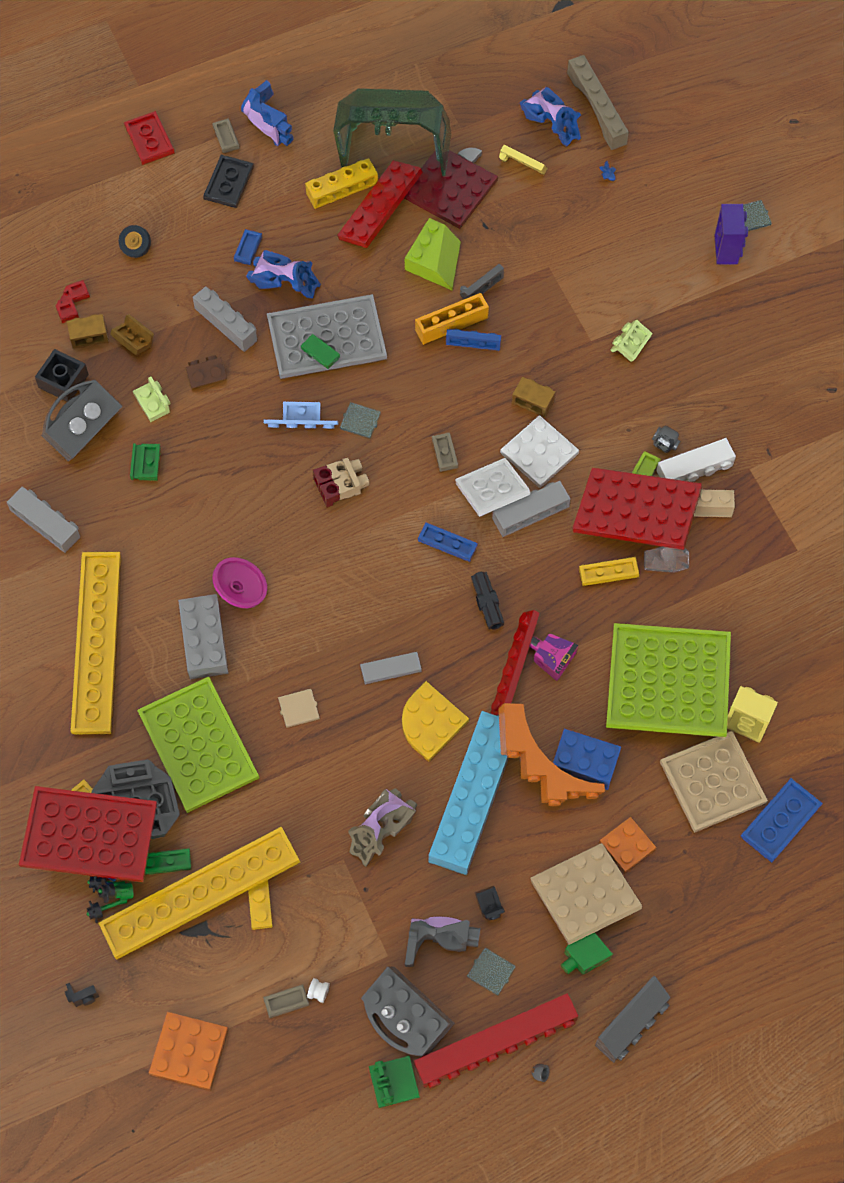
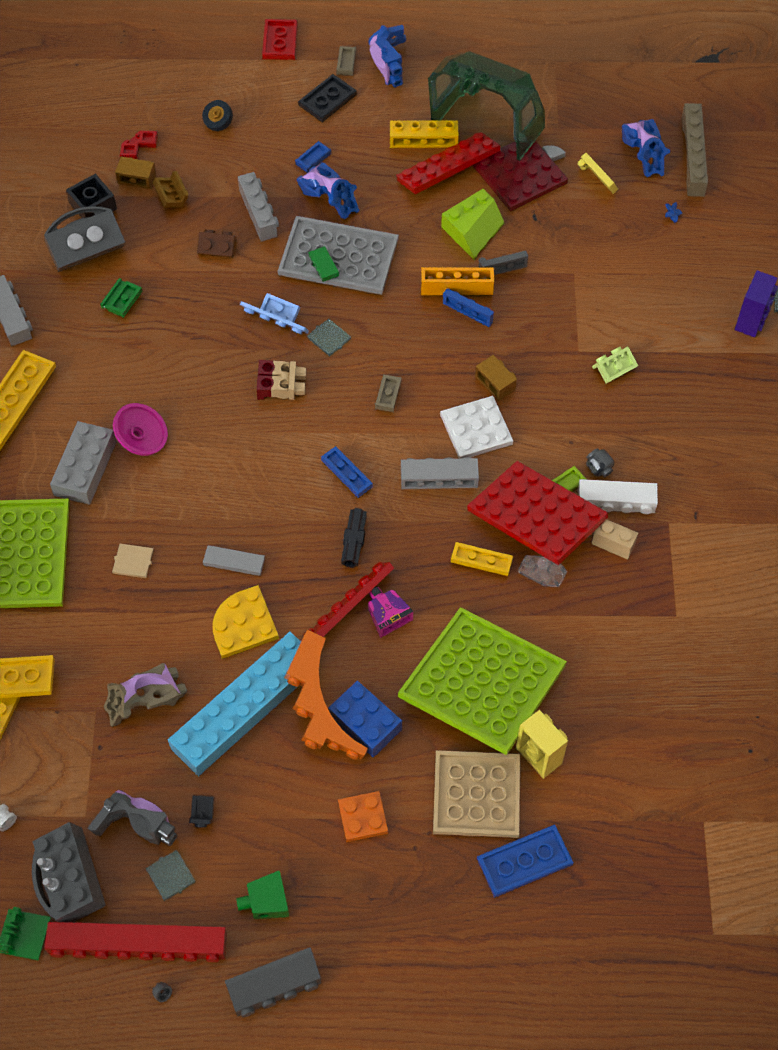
camera: 25 degrees right, 5 degrees down
(151, 400) = (157, 250): yellowish green bracket -> none
(492, 487) = (412, 439): white plate -> none
(585, 893) = (295, 842): tan plate -> none

